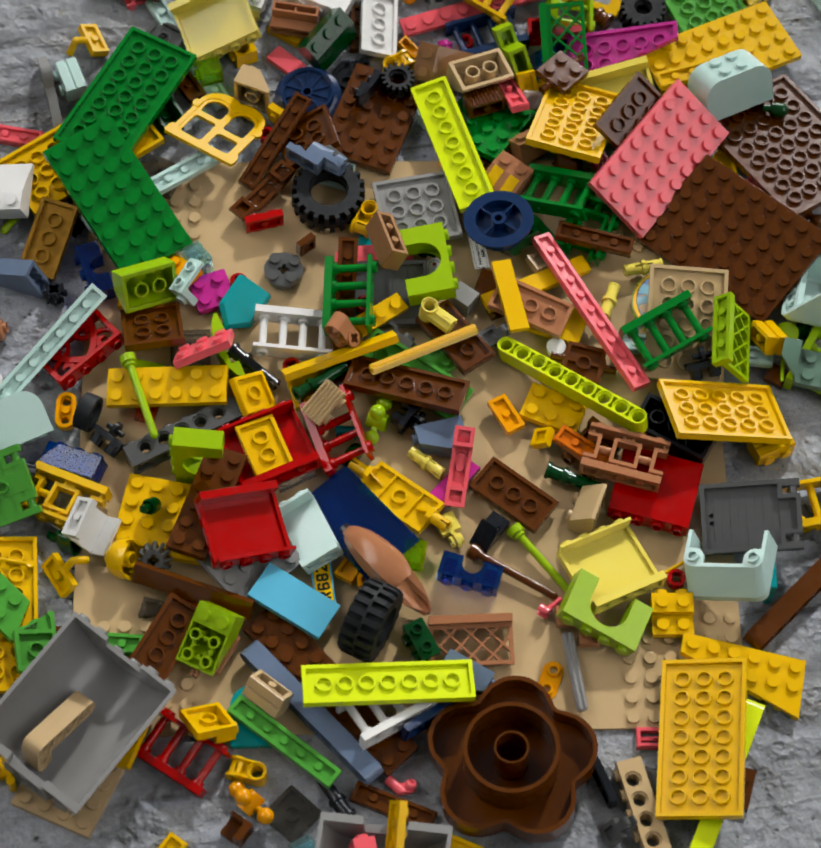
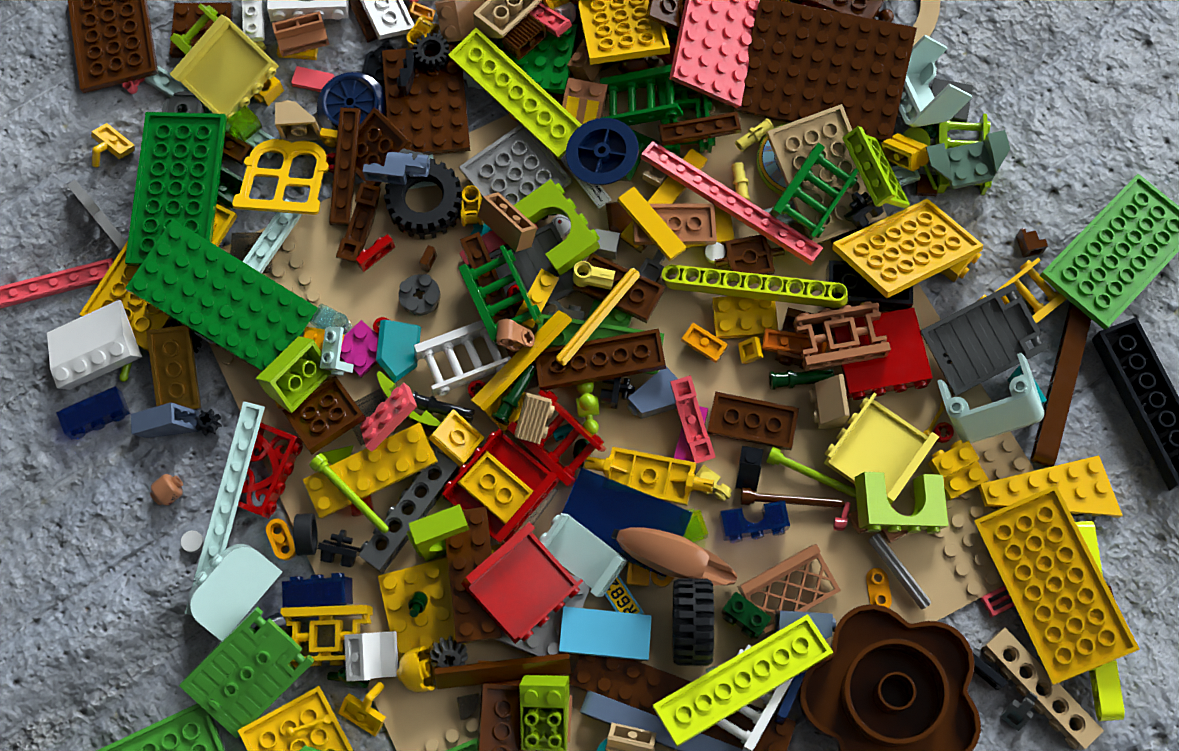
camera: 20 degrees left, 10 degrees up
(70, 78) = (110, 191): light aqua brick -> none
(89, 258) = (224, 370): clear blue arch -> none
(328, 39) = (342, 39): slope -> none
(426, 462) = (655, 427): light yellow pin -> none

